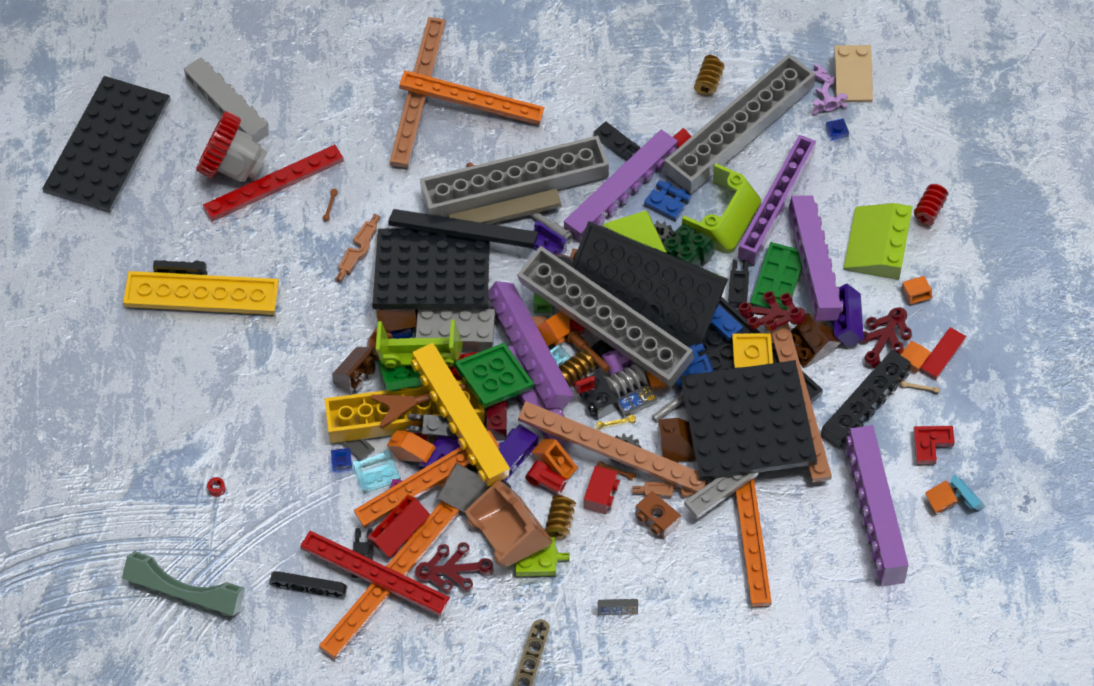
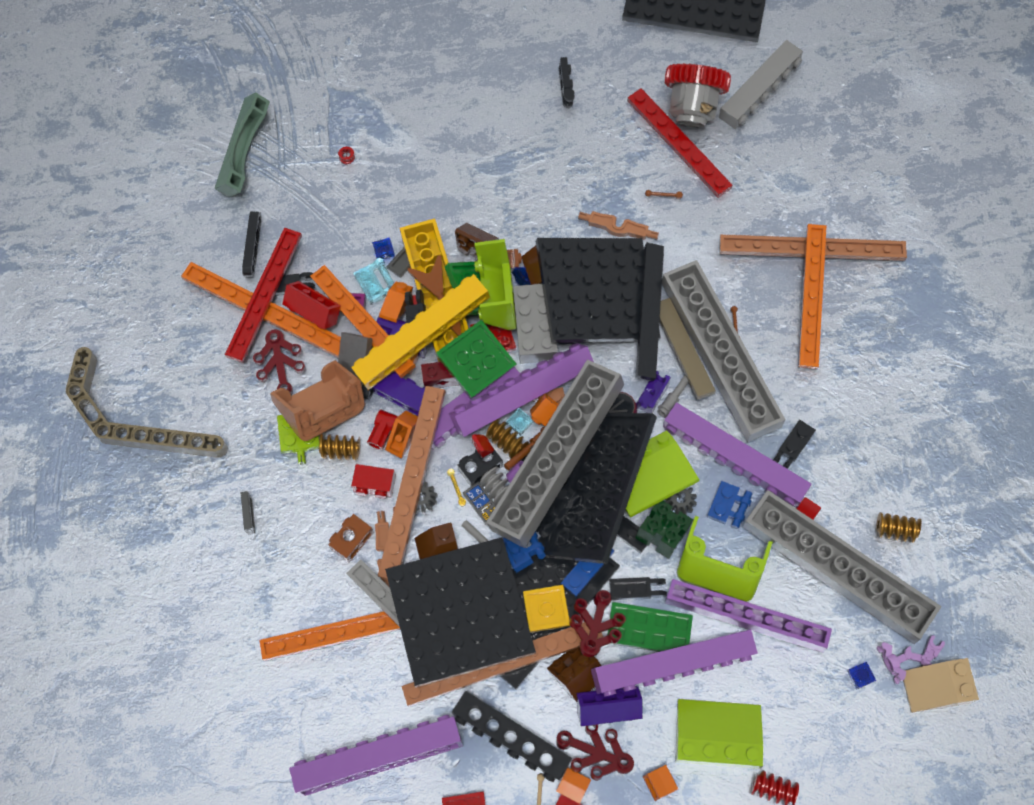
camera: 85 degrees right, 10 degrees up
(201, 292) = (544, 106): yellow plate -> none

